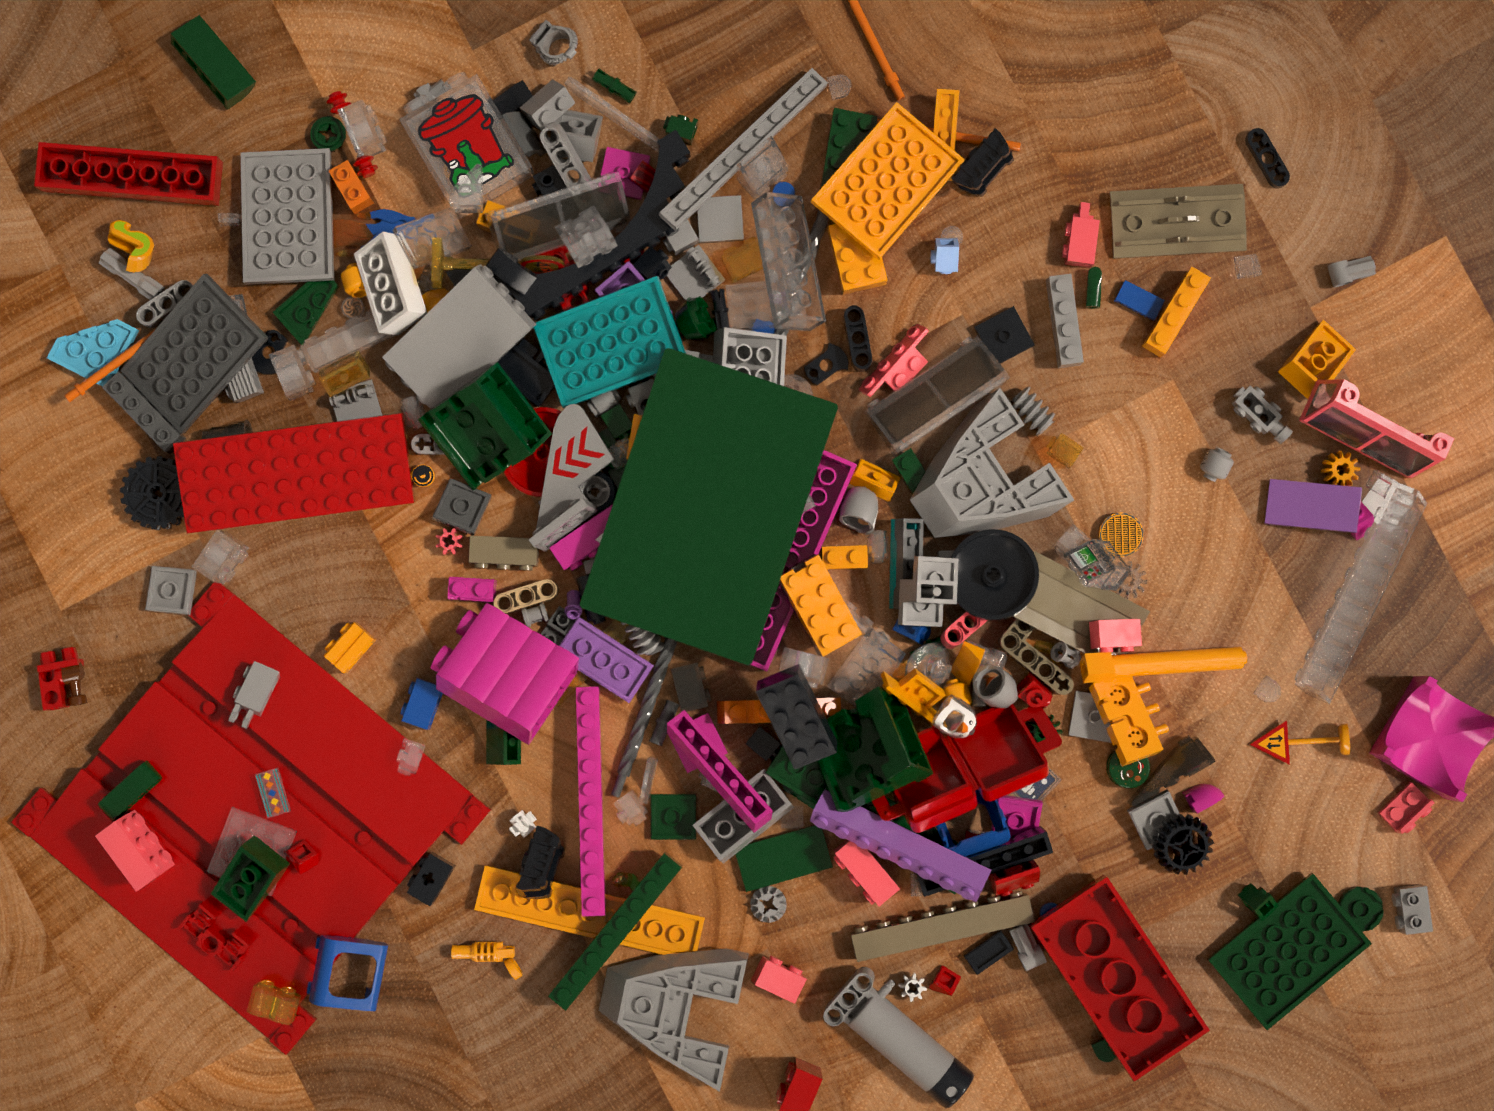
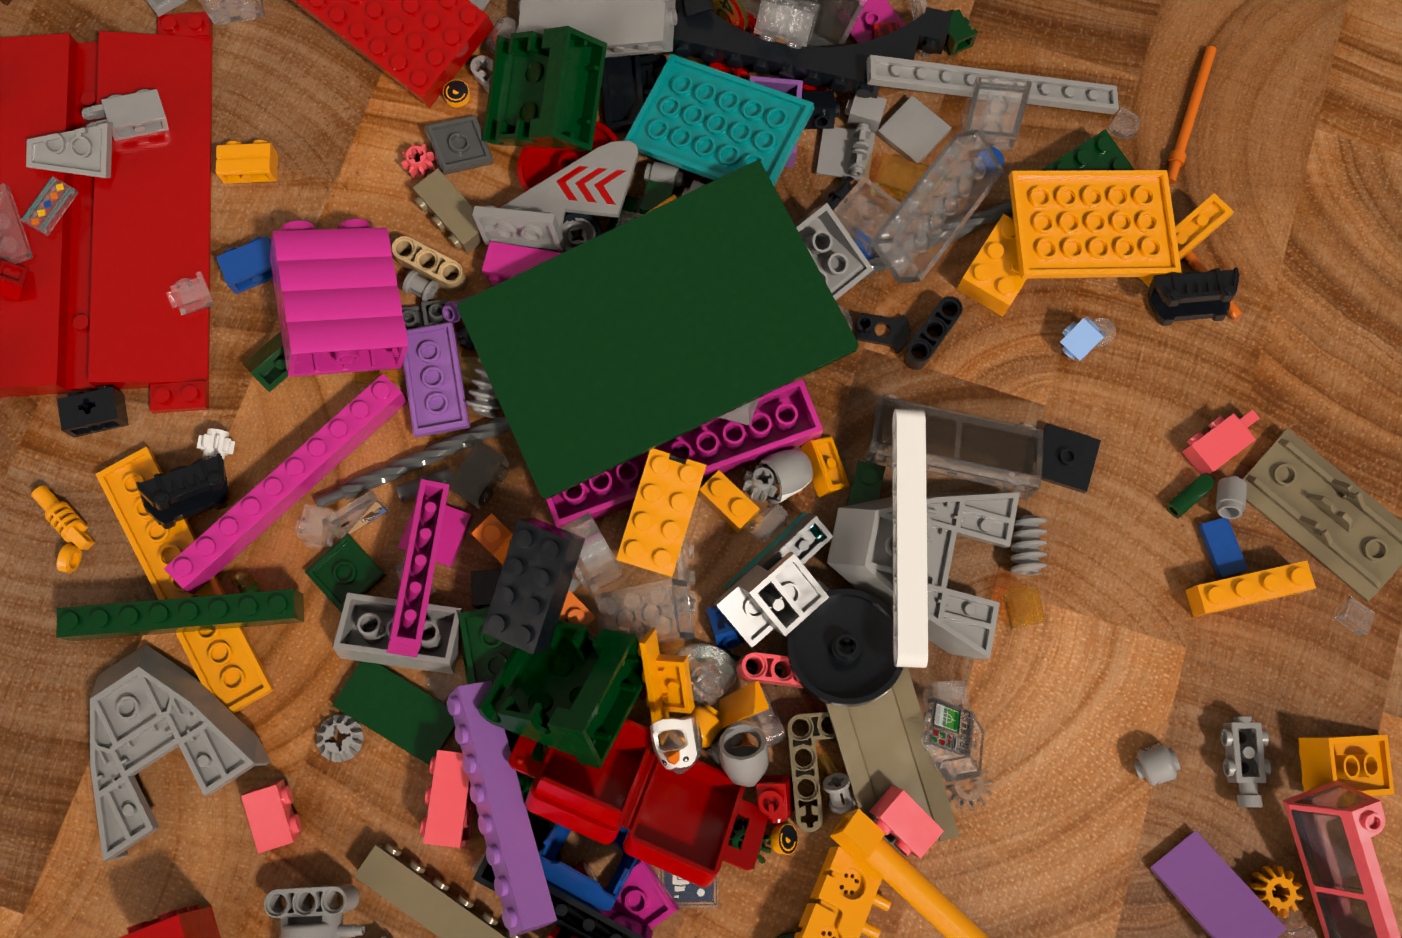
camera: 45 degrees right, 10 degrees down
(253, 747) = (75, 152): none -> light grey wing
(472, 589) = (391, 212): dark pink brick -> none
(694, 319) = (808, 181): dark green cone -> none
(853, 530) = (760, 483): none -> light grey gear
(899, 365) = (948, 392): coral bracket -> none
(967, 480) = (909, 539): none -> white beam
(1060, 708) = (784, 839): none -> tile
(1064, 321) = (1136, 496): light grey brick -> none
(1086, 720) = (798, 875): light grey plate -> none
(1117, 267) = (1231, 497): none -> light grey brick
(1122, 532) = (1005, 737): tile -> none

